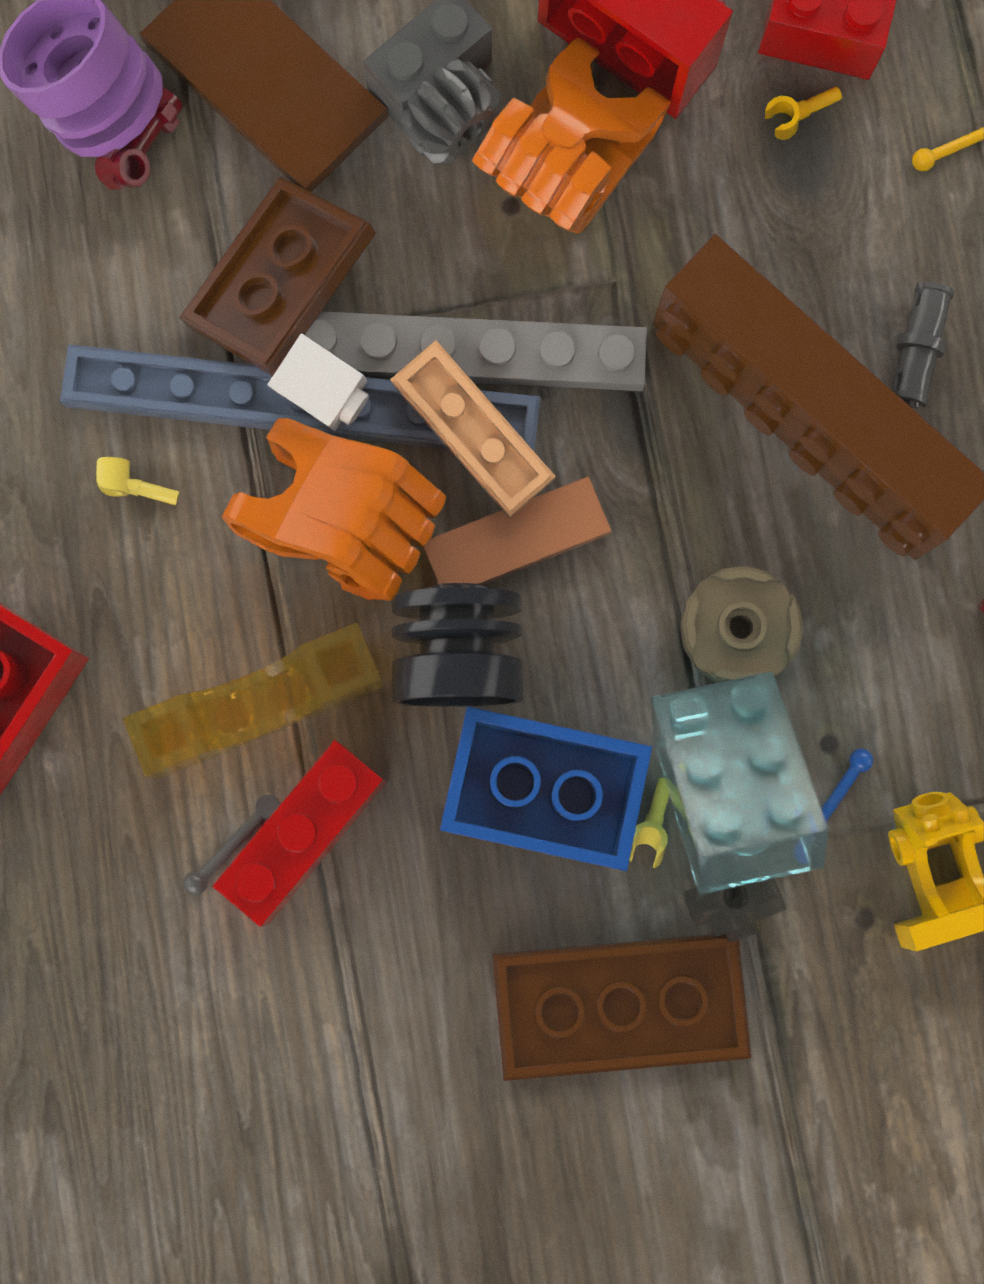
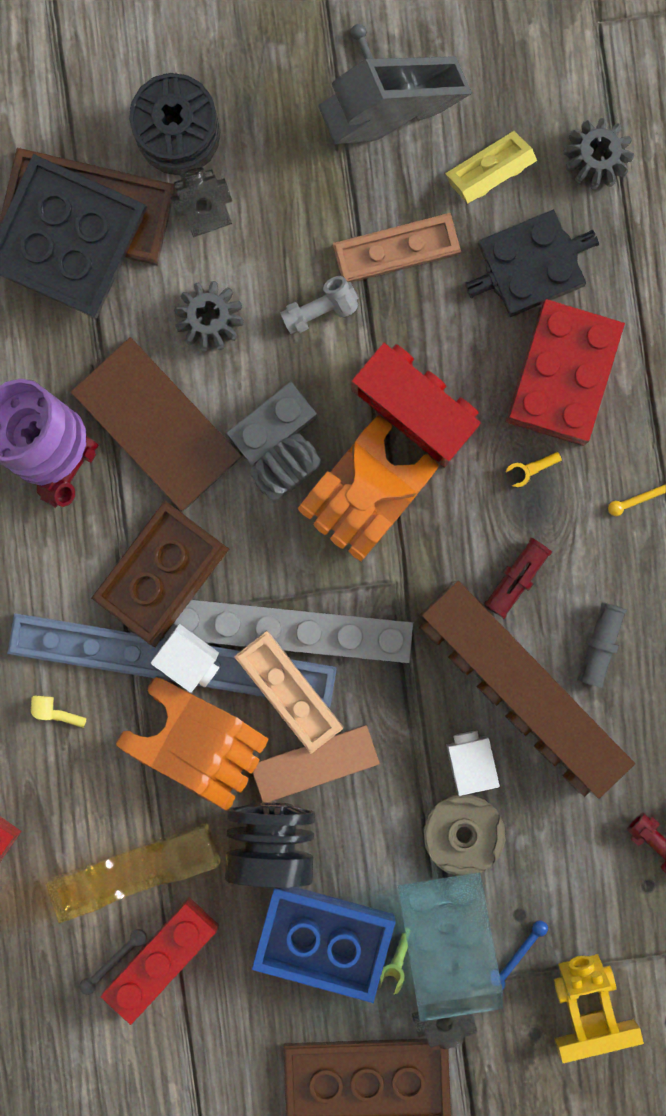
camera: 10 degrees right, 5 degrees up
(746, 520) = (472, 763): none -> white brick
(812, 228) = (535, 556): none -> dark red pin

